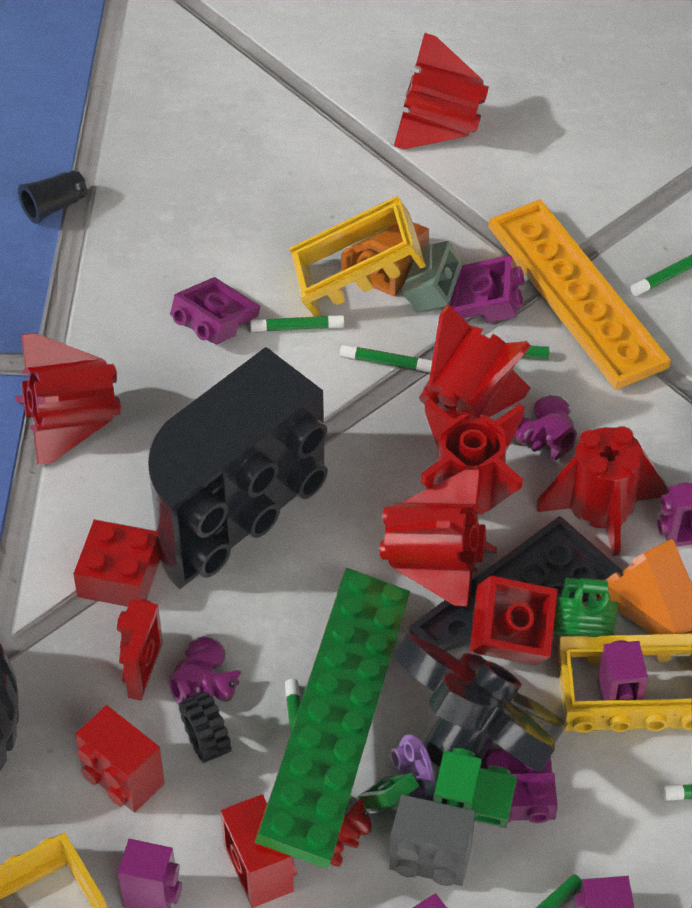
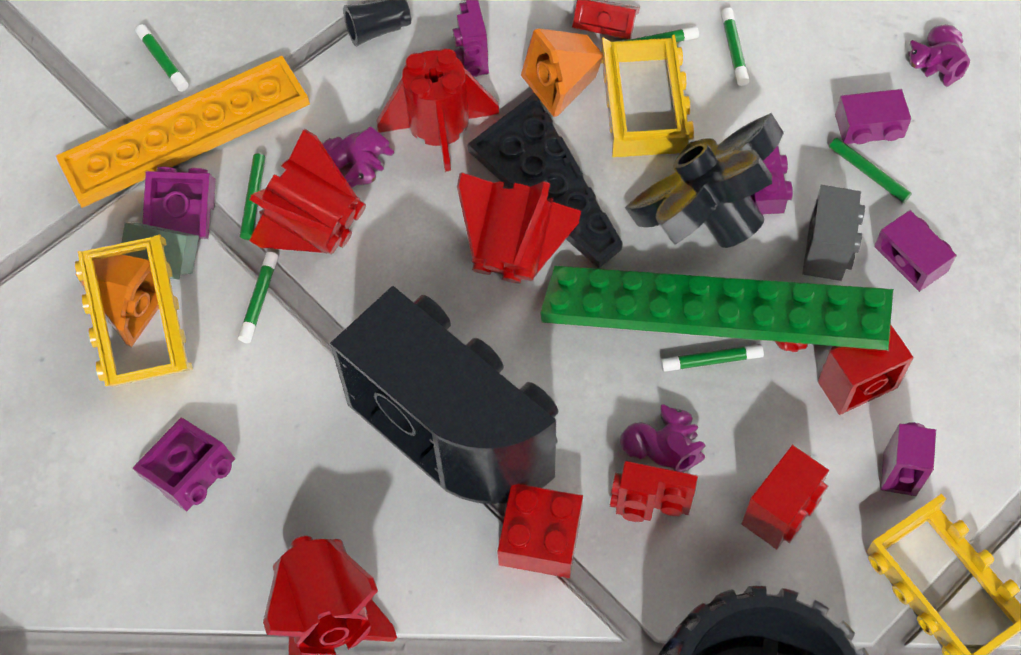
camera: 90 degrees left, 10 degrees up
(205, 727) = (736, 425): black tyre -> none
(297, 323) = (203, 383): green bar -> none
(388, 791) = (790, 260): green plate -> none
(414, 758) = (761, 248): medium lavender dish -> none
(473, 788) = (795, 194): green brick -> none
(474, 445) = (424, 196): red brick -> none
(513, 620) = (603, 169): red brick -> none
(589, 620) = (586, 118): green piece -> none
(622, 671) = (651, 94): magenta brick -> none

